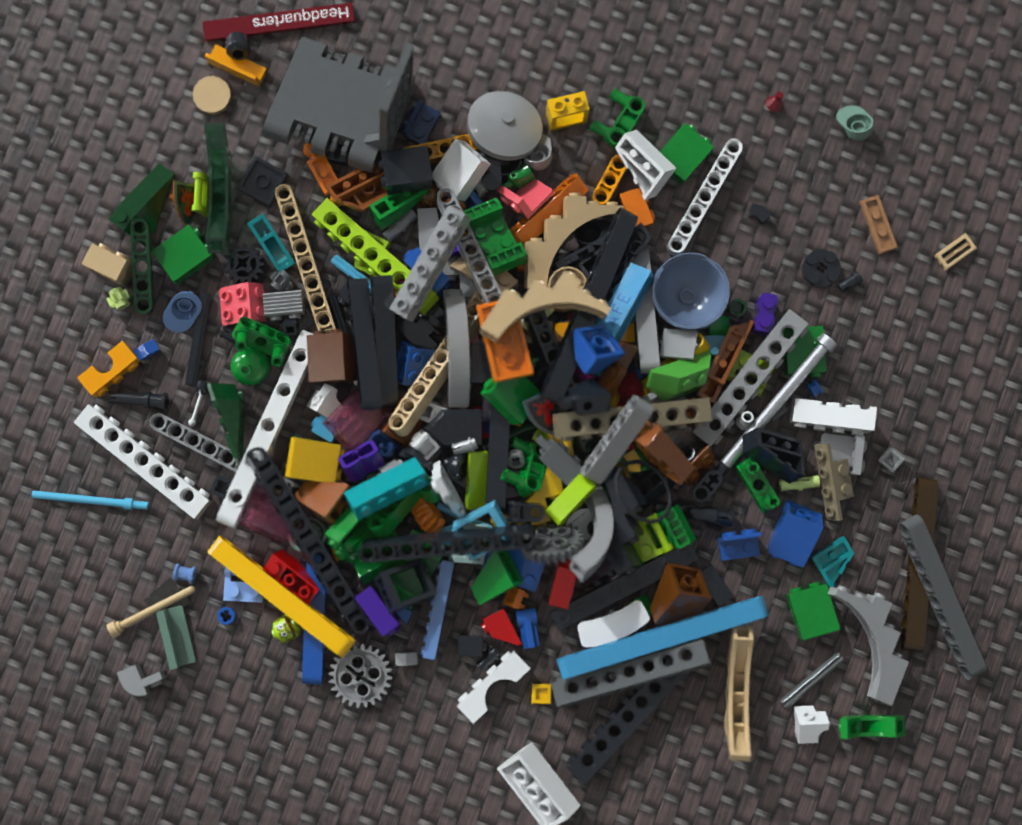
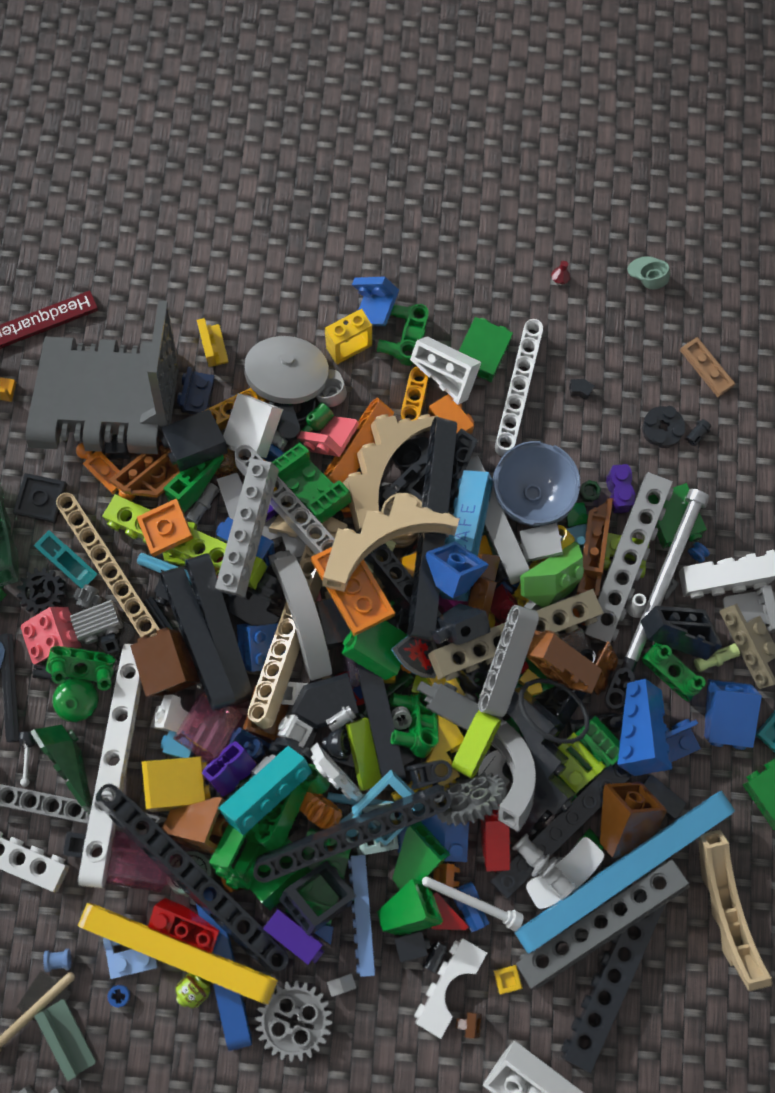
camera: 15 degrees left, 10 degrees down
(361, 241) = (164, 527): none -> orange plate
(446, 82) = (212, 343): none -> yellow bracket
(477, 617) = (410, 910): none -> green slope
(501, 720) = (471, 1025): none -> reddish brown tile
(559, 648) = (511, 918): none -> white piece
(596, 614) = (546, 868): none -> light grey piece
(602, 83) = (378, 298): none -> blue bracket
(714, 527) = (643, 731): none -> blue wedge

